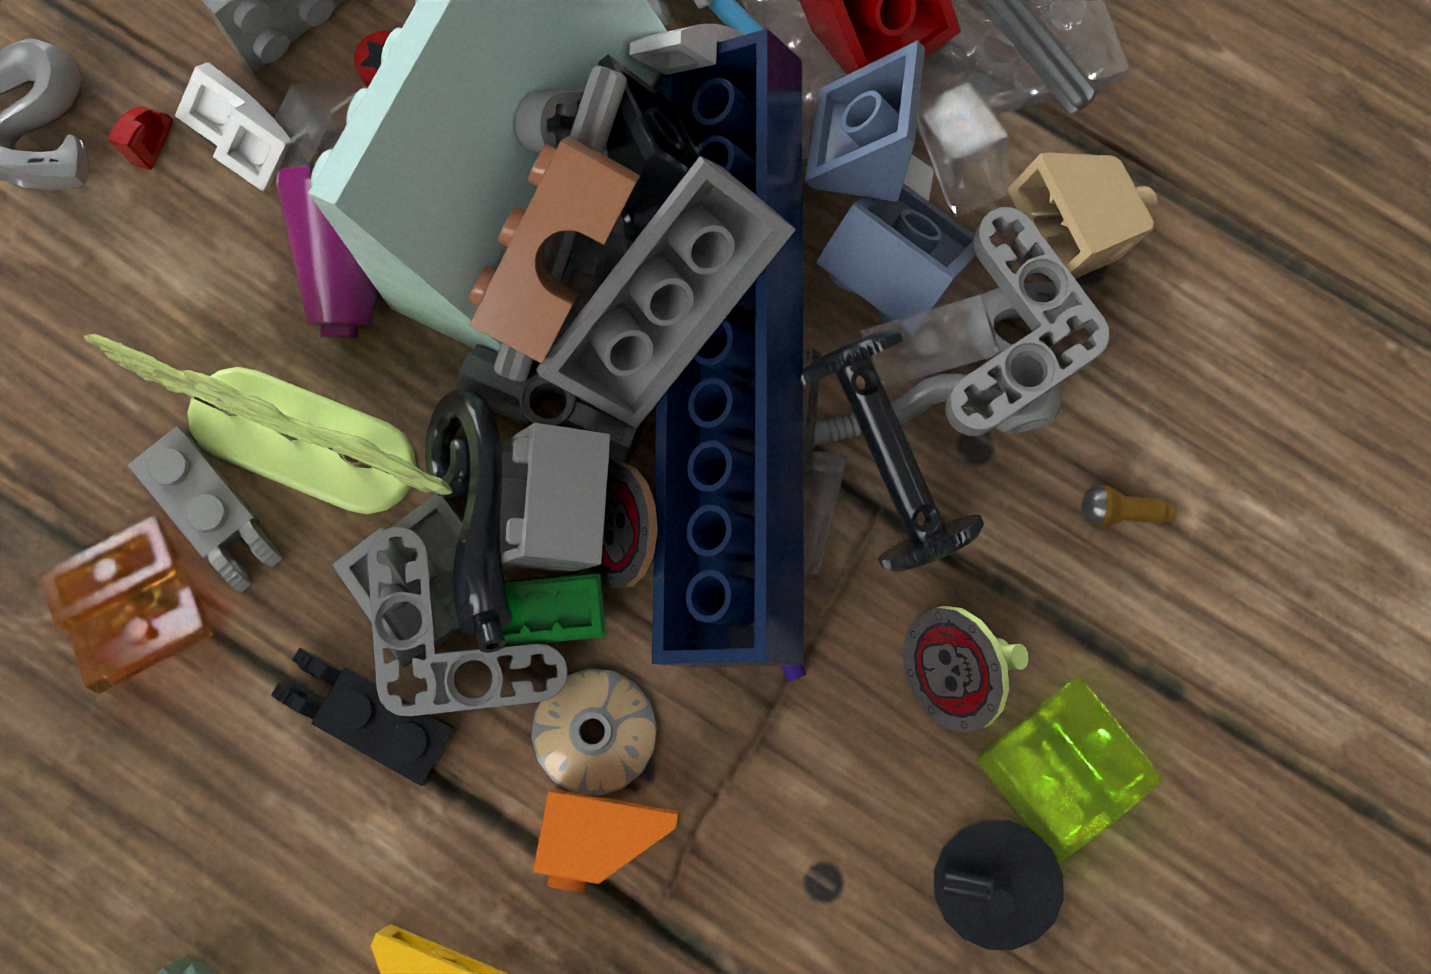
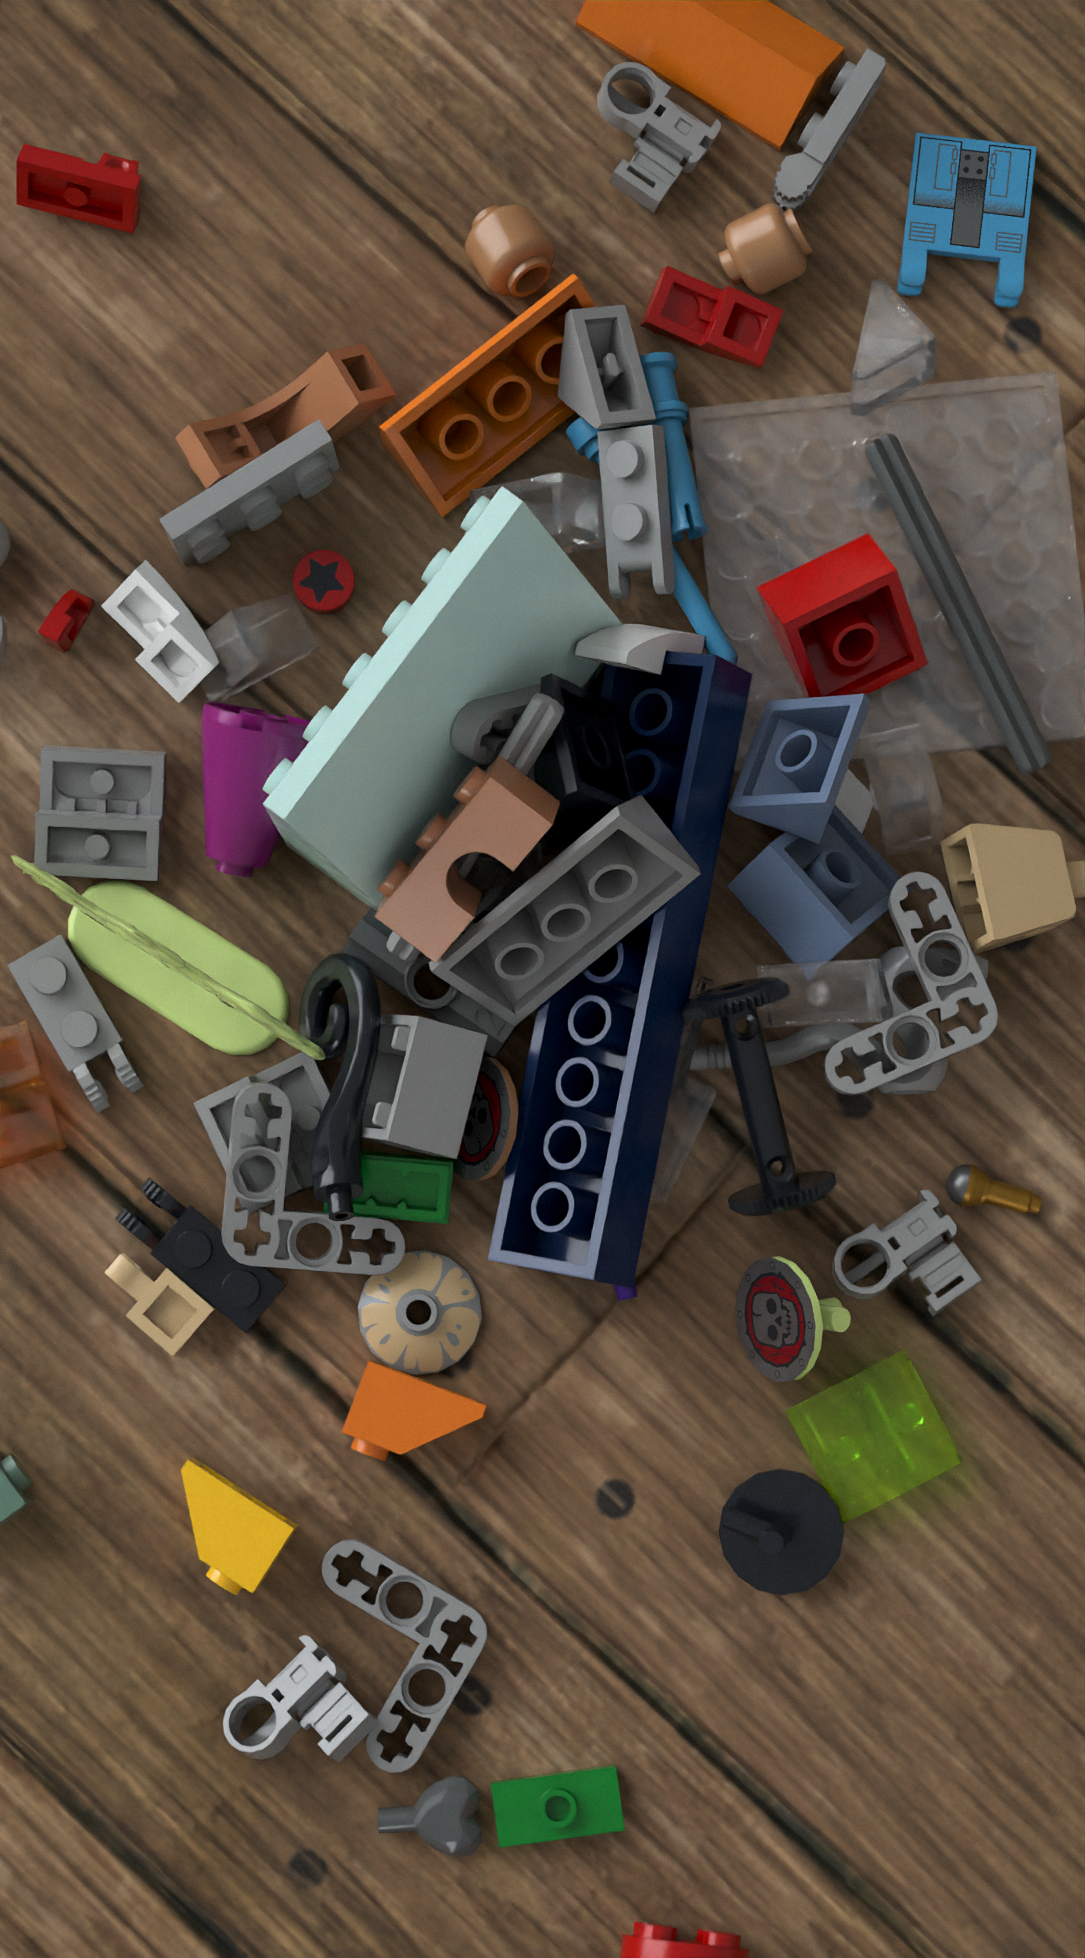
camera: 20 degrees right, 5 degrees up
(203, 304) = (101, 812): none -> light grey slope
(333, 776) = (165, 1307): none -> tan plate
(1073, 577) = (920, 1248): none -> light grey piece

